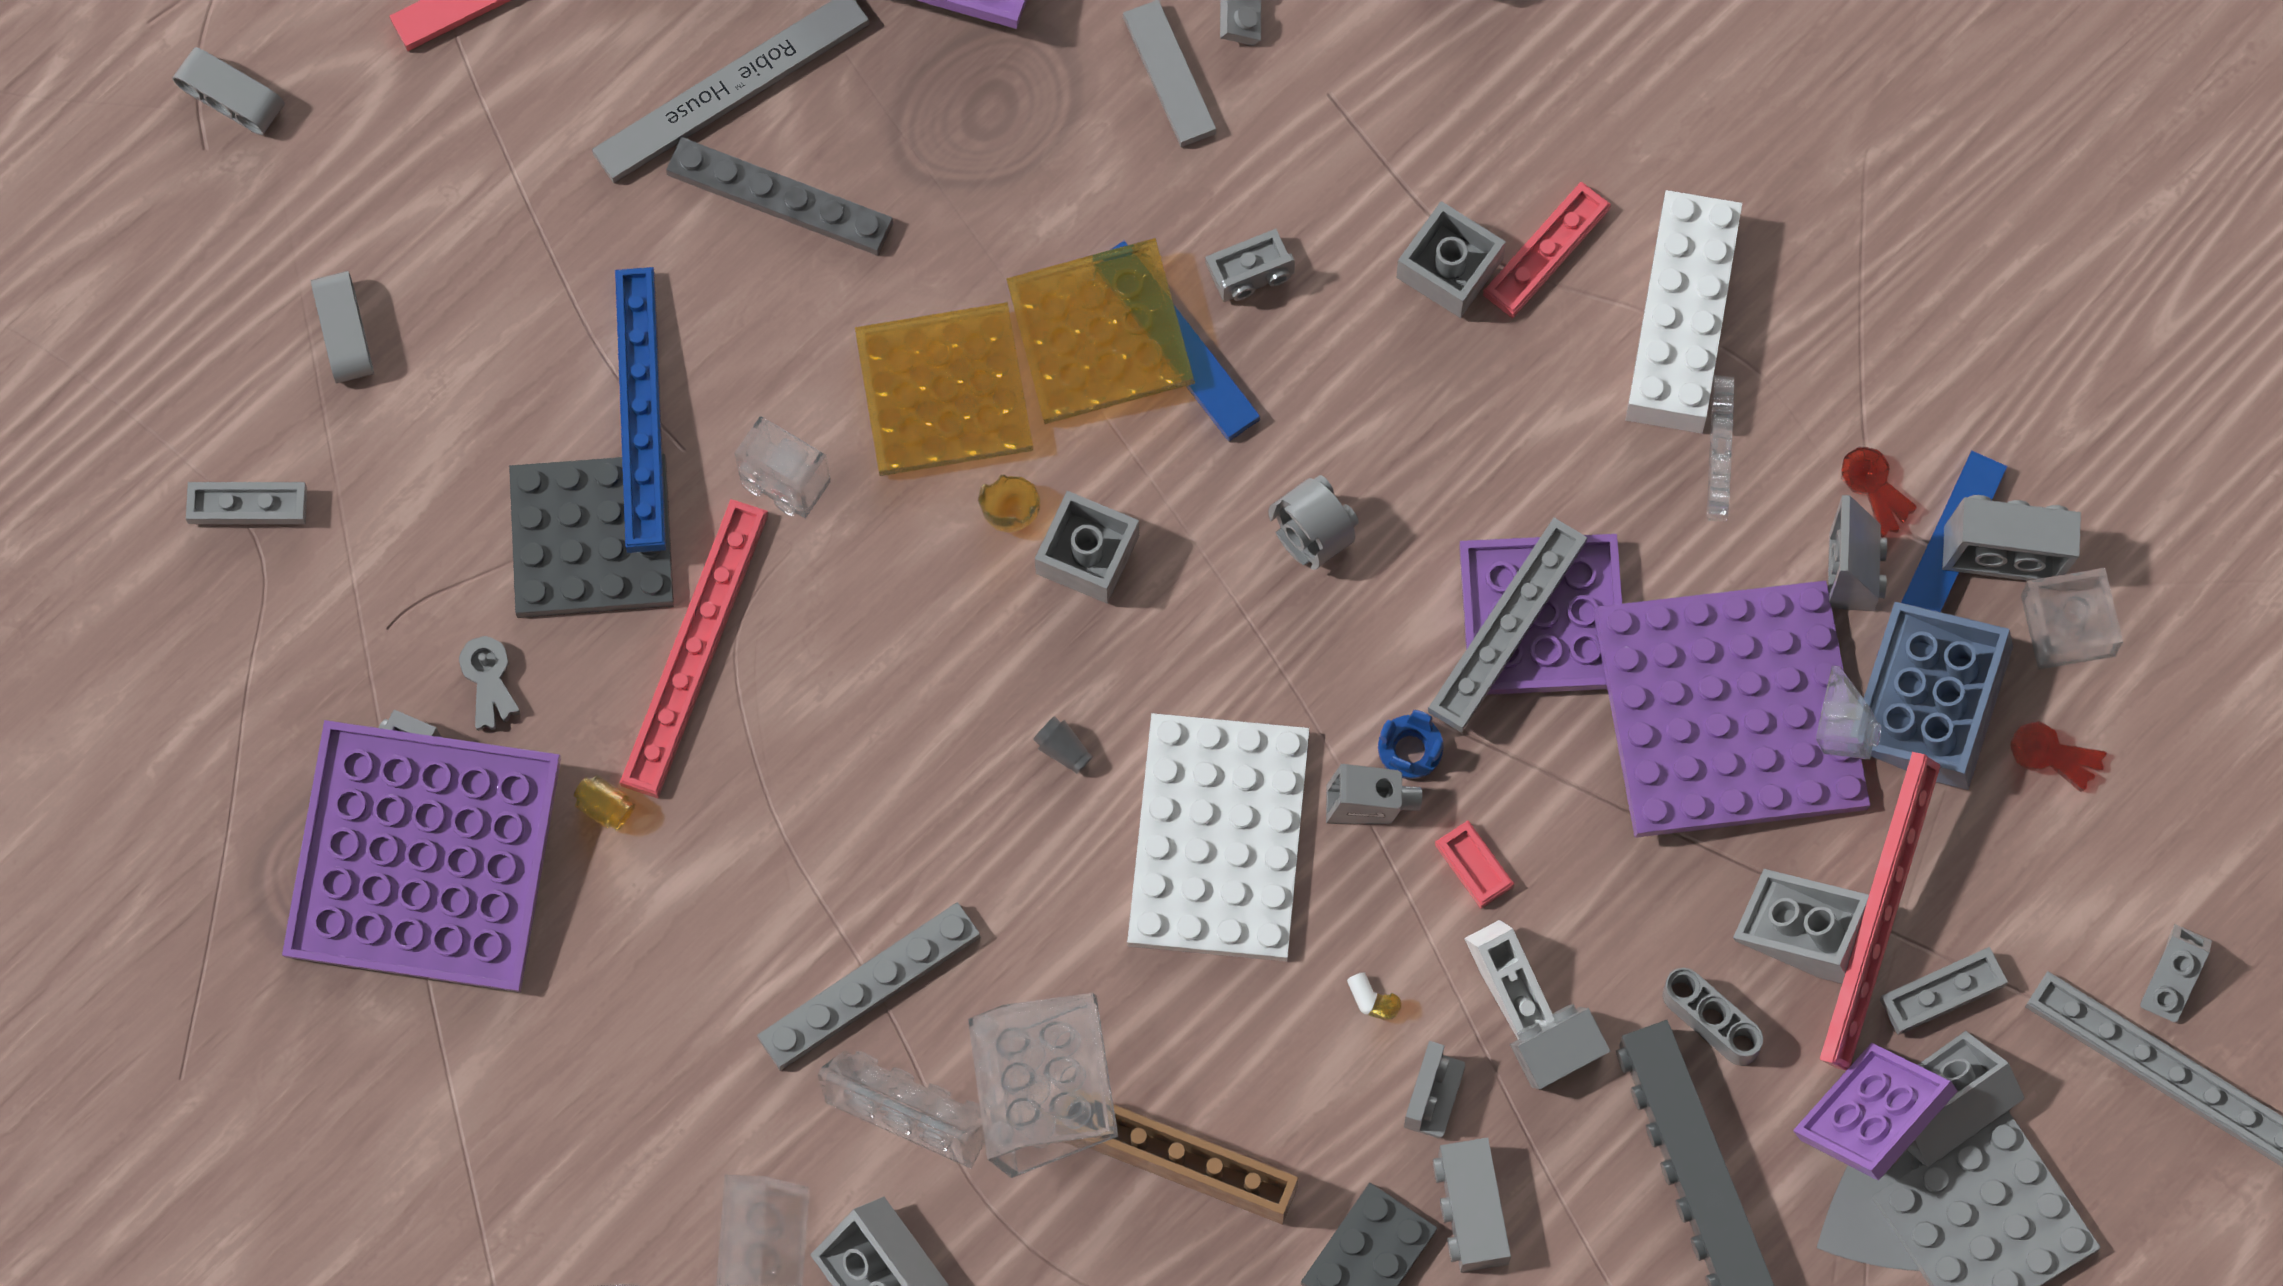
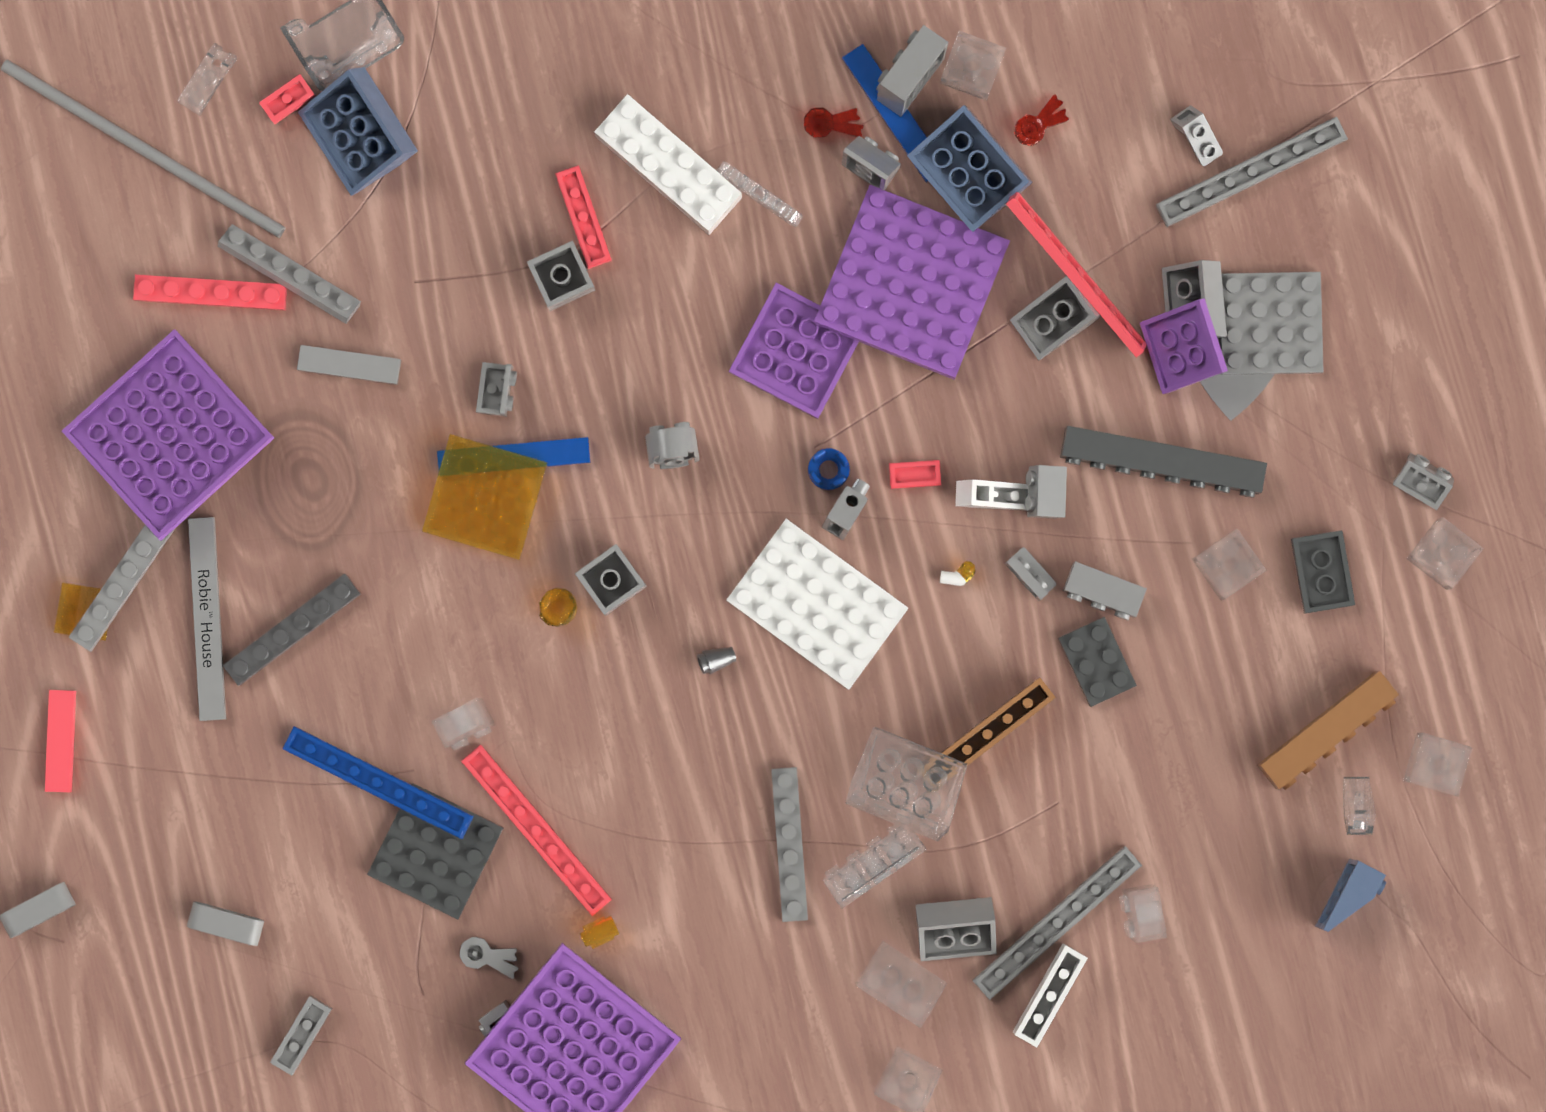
camera: 60 degrees left, 15 degrees up
(943, 389) = (466, 604): clear yellow plate -> none
(1507, 625) = (795, 375): light grey plate -> none
(1719, 1035) = (1086, 390): light grey beam -> none
(1846, 720) = (960, 224): clear slope -> none
(1943, 991) = (1135, 266): light grey plate -> none

